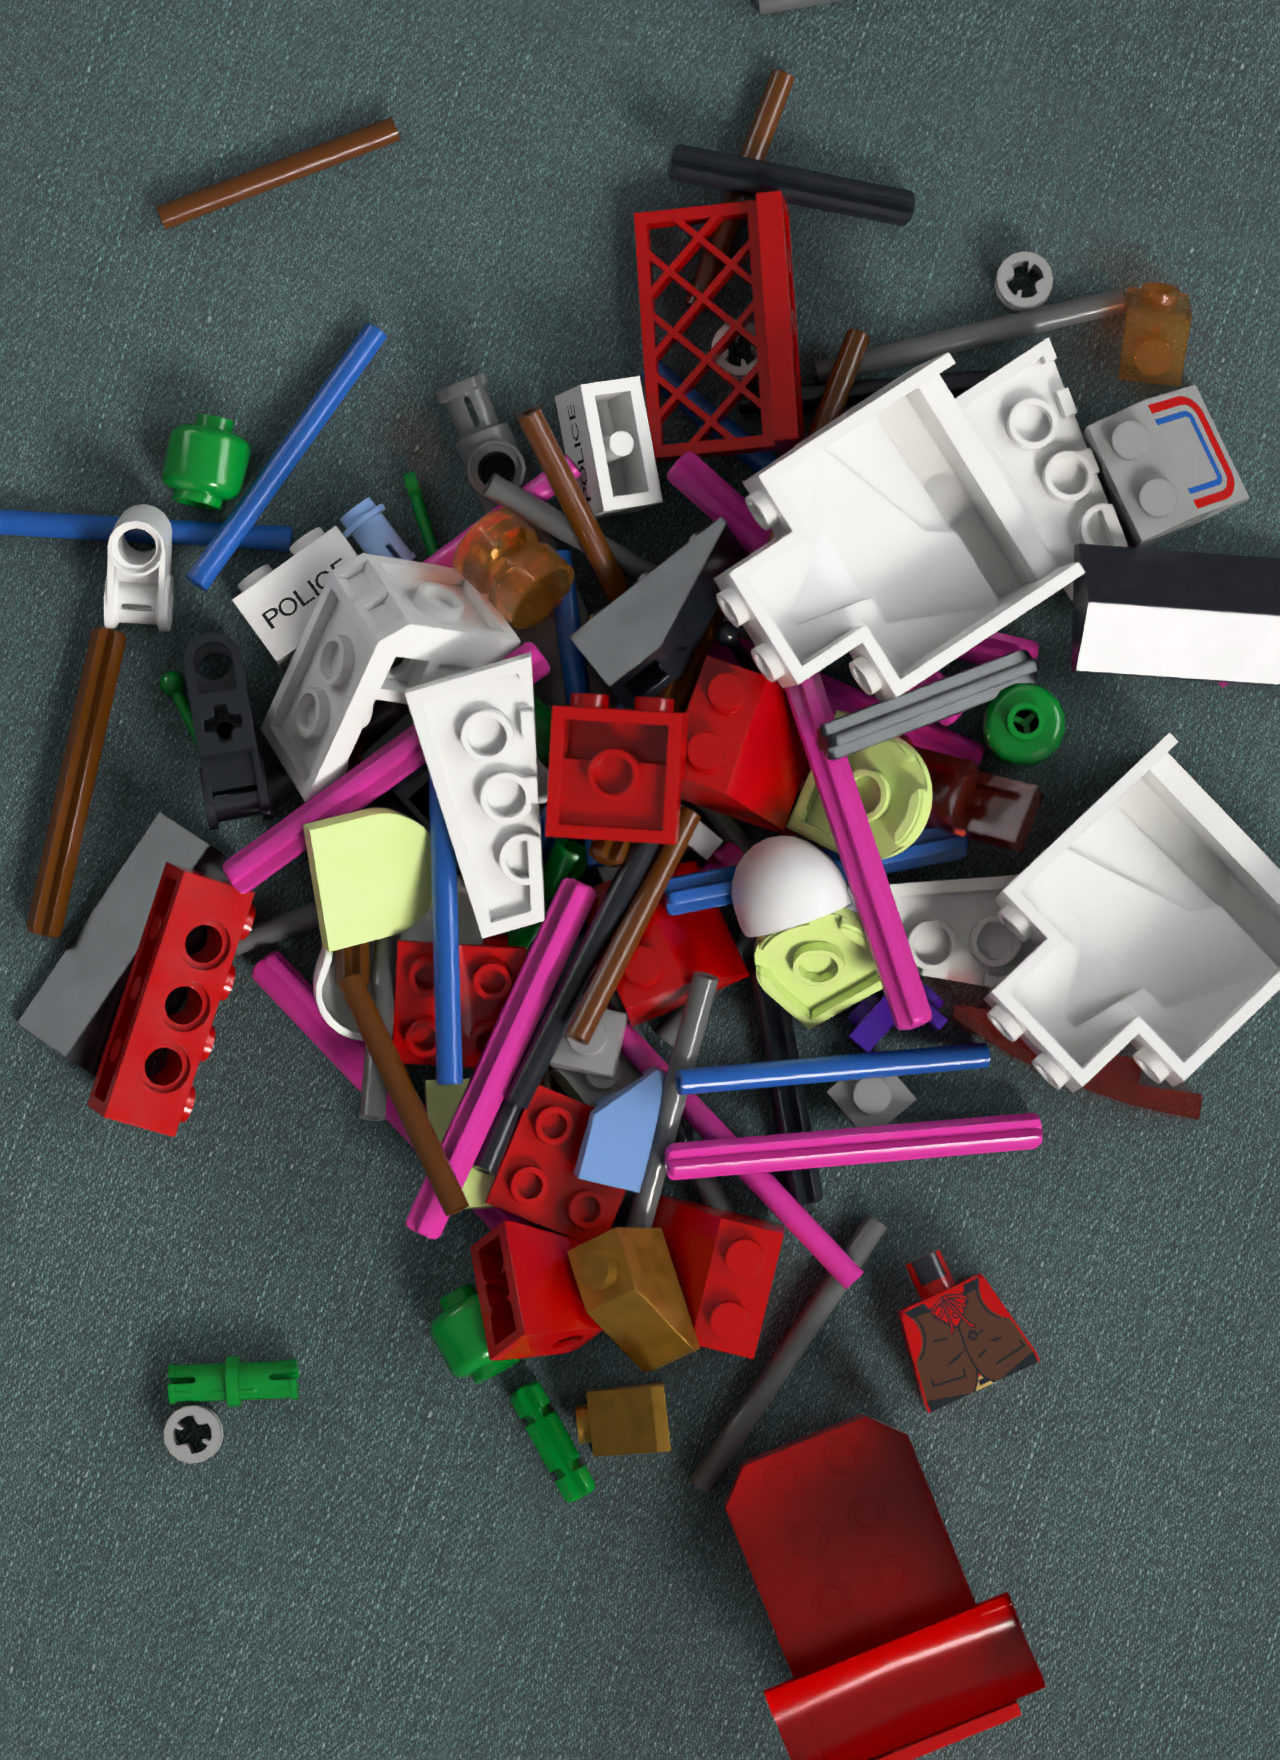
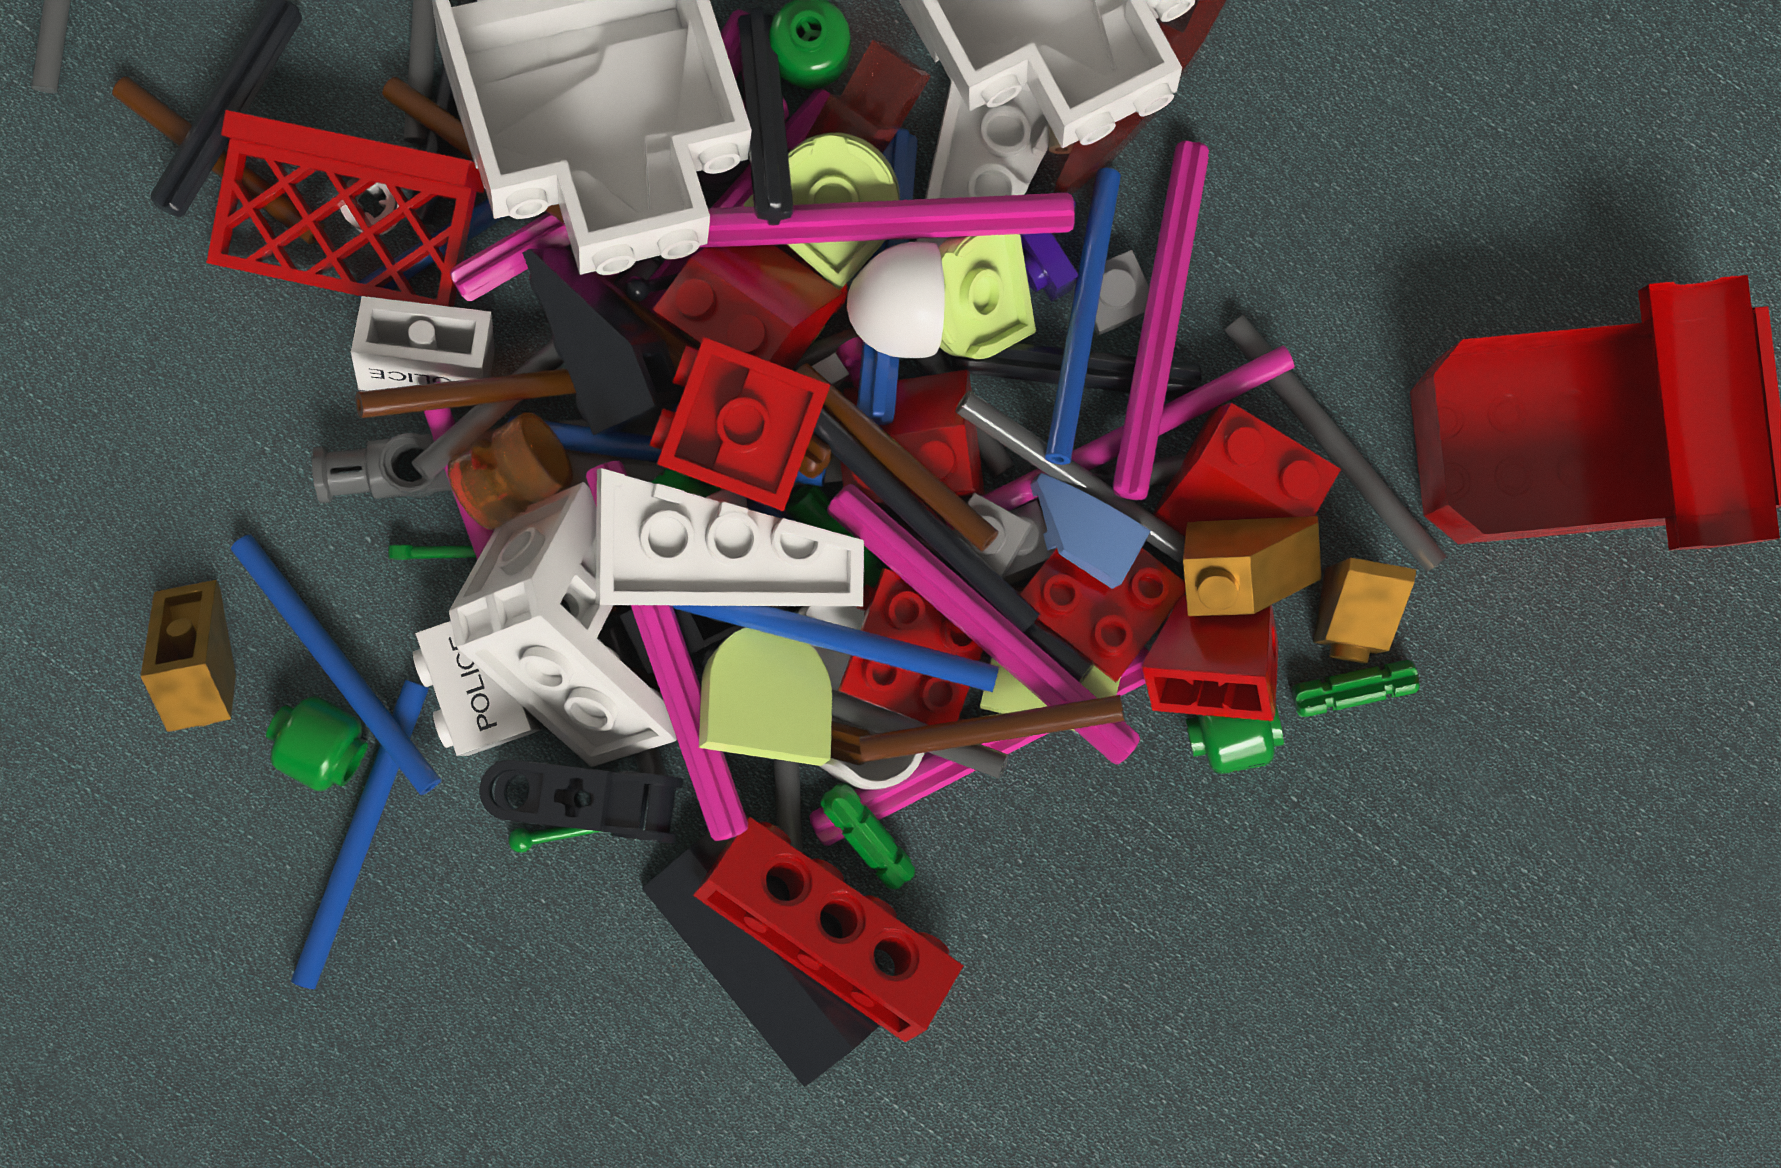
camera: 75 degrees left, 0 degrees up
(76, 782) = (588, 960): reddish brown axle -> none
(140, 582) = (412, 843): white piece -> none
(185, 1451) = (1264, 1044): light grey bush -> none
(233, 1381) = (1211, 977): green pin -> none
(253, 318) = (189, 657): none -> pearl gold slope
(270, 1011) = (867, 836): none -> green axle
(278, 173) = (59, 592): reddish brown piece -> none
(374, 532) = (432, 602): light blue pin -> none
(958, 1334) = (1367, 276): torso -> none

